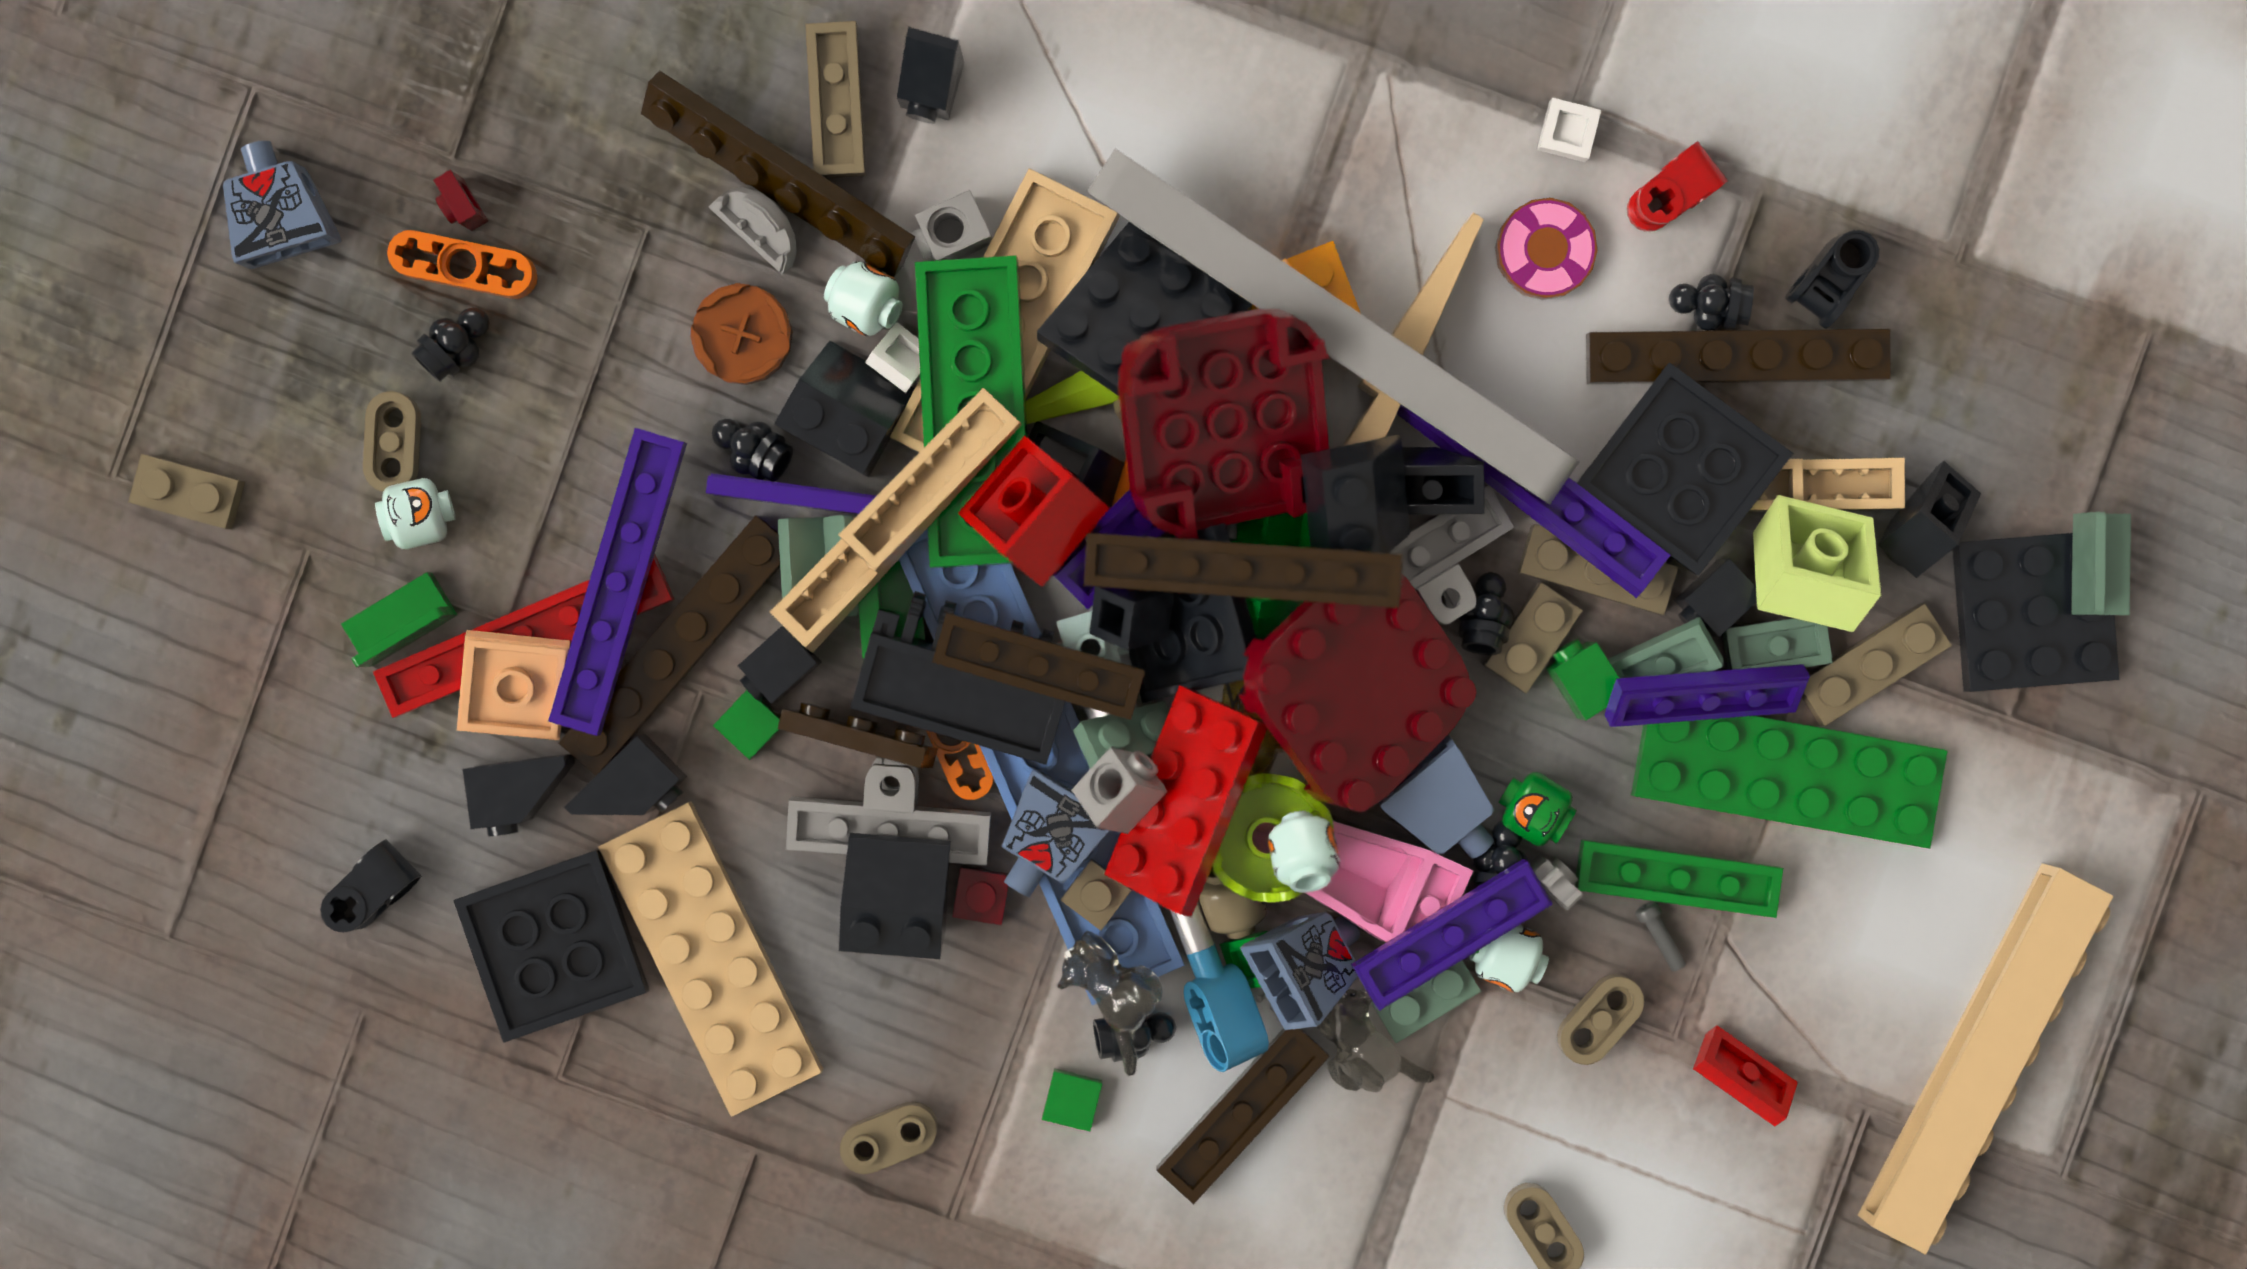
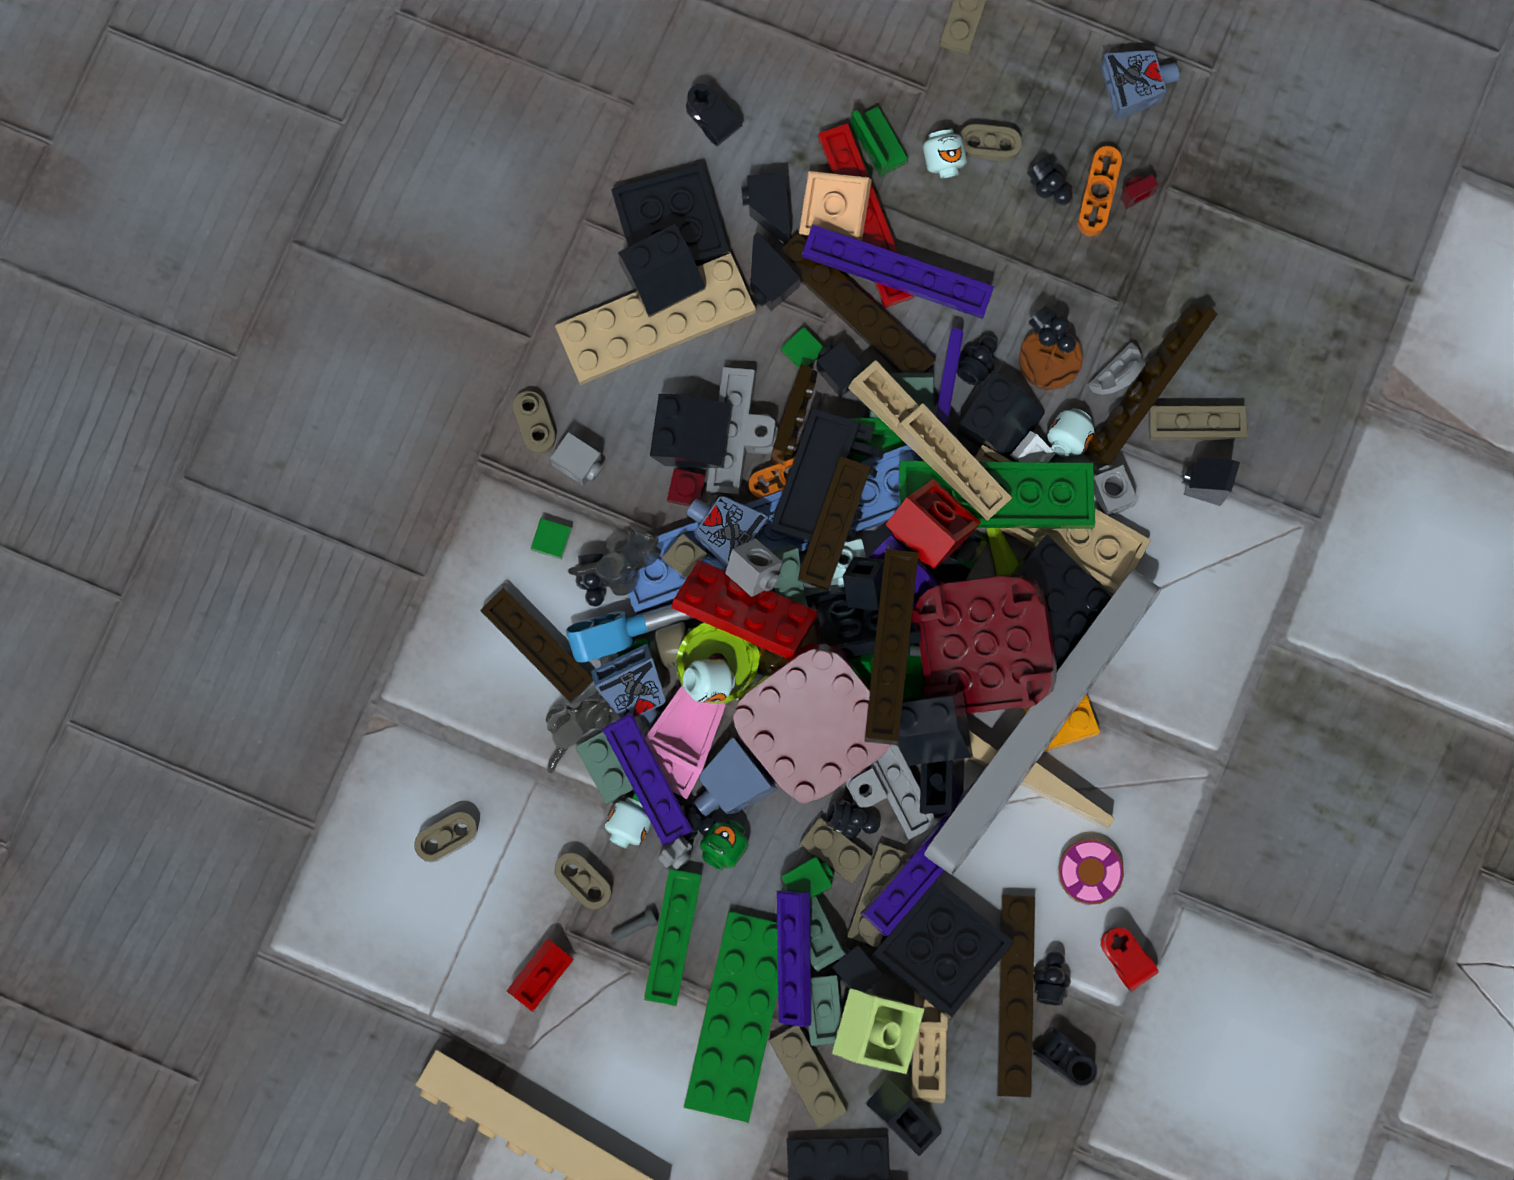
camera: 90 degrees right, 10 degrees down
(637, 958) = (661, 270): none -> black slope
(700, 331) = (1052, 329): none -> black piece
(947, 1069) = (577, 460): none -> light grey brick
(1569, 130) = (1168, 889): white plate -> none

